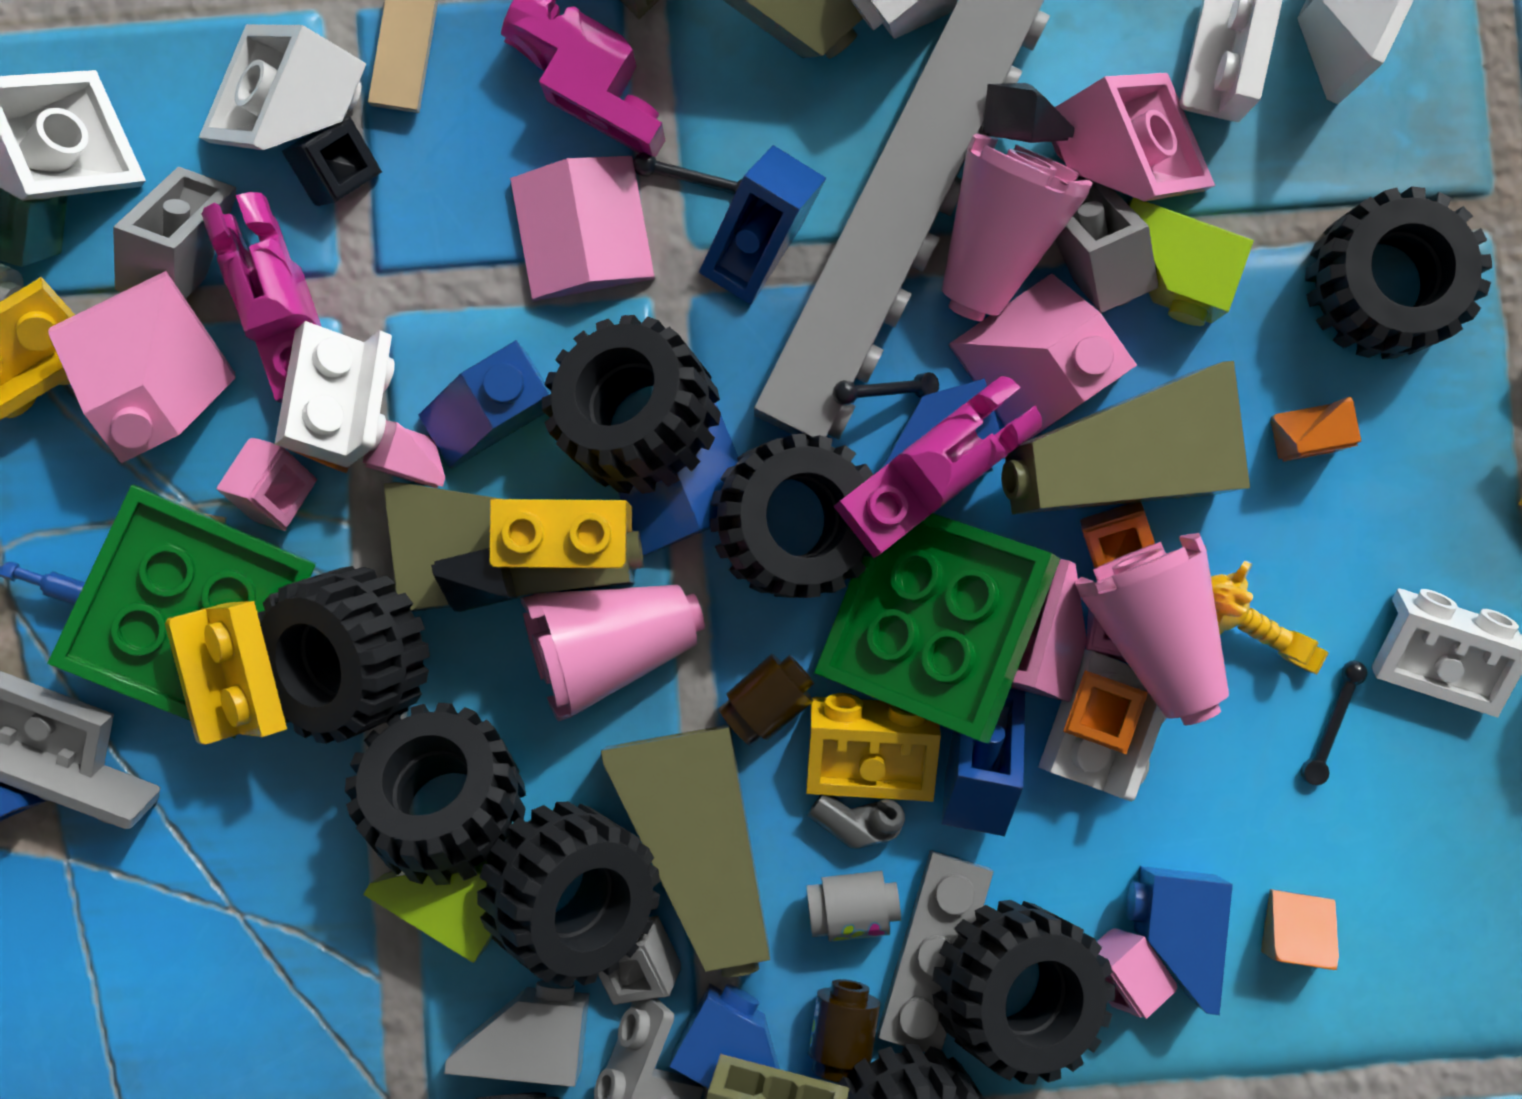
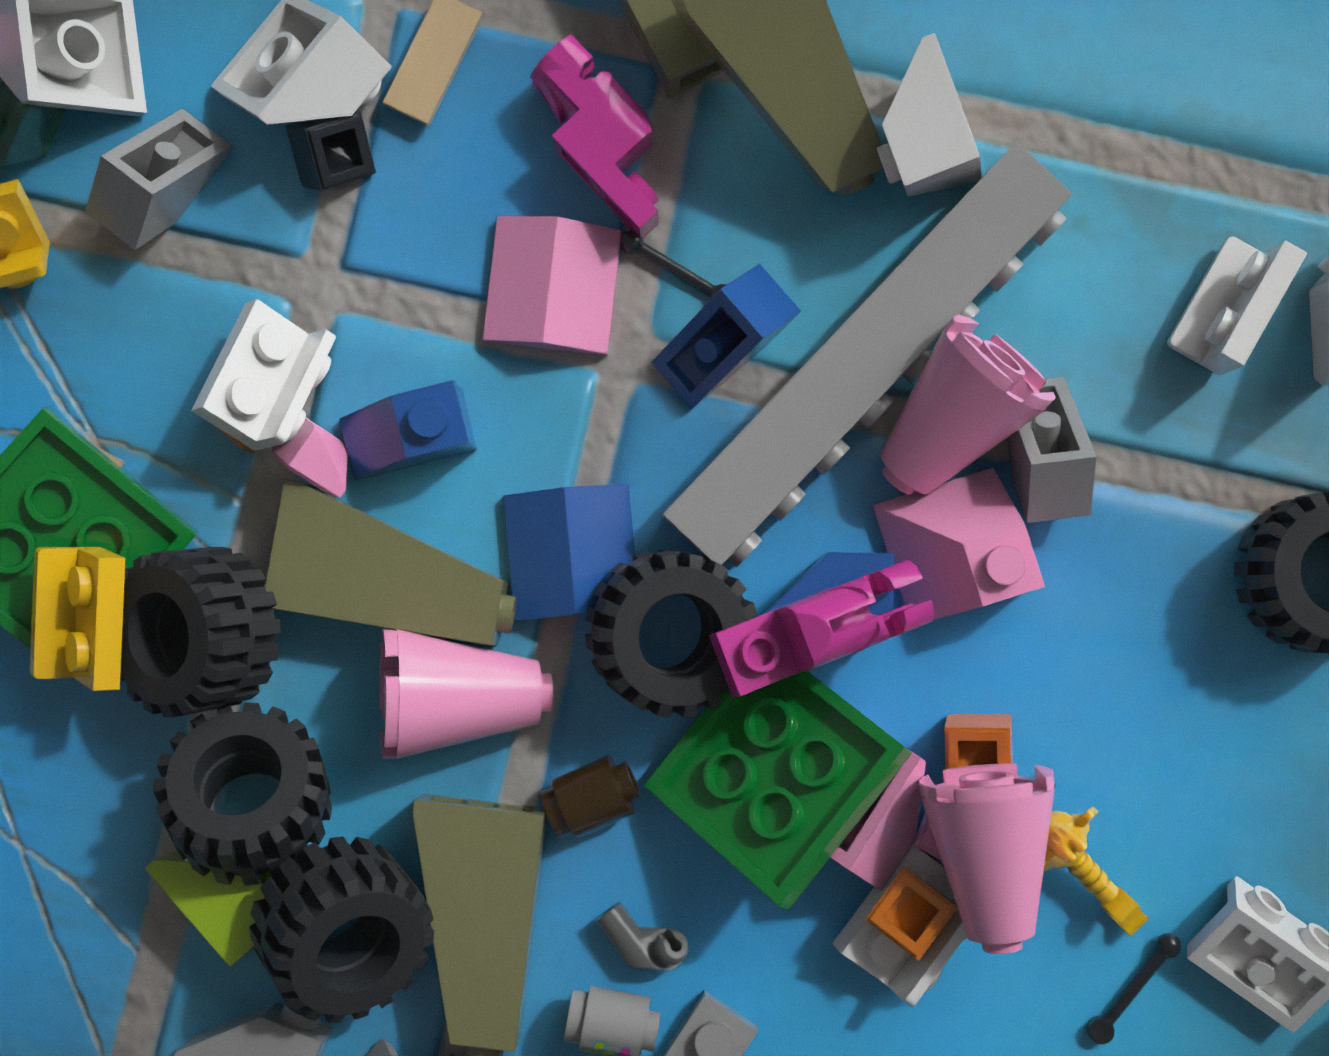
camera: 20 degrees right, 0 degrees up
(141, 365) = (87, 294): bright pink slope -> none
(262, 281) = (228, 248): dark pink plate -> none
(267, 483) = (173, 442): bright pink slope -> none
(472, 581) = (343, 600): black slope -> none
(559, 533) = (436, 583): yellow bracket -> none
(601, 375) = (519, 440): black tyre -> none
(648, 972) = (396, 1026): light grey slope -> none
(870, 750) = (674, 877): yellow bracket -> none
(923, 384) = (835, 538): black hinge -> none
(986, 778) = (778, 943): blue slope -> none
(1023, 115) = (1010, 309): black slope -> none
(1133, 138) = (1109, 362): bright pink slope -> none
(1150, 447) = (1030, 667): olive slope -> none
(1194, 264) = (1131, 501): lime slope -> none
(1316, 430) = (1202, 699): orange slope -> none

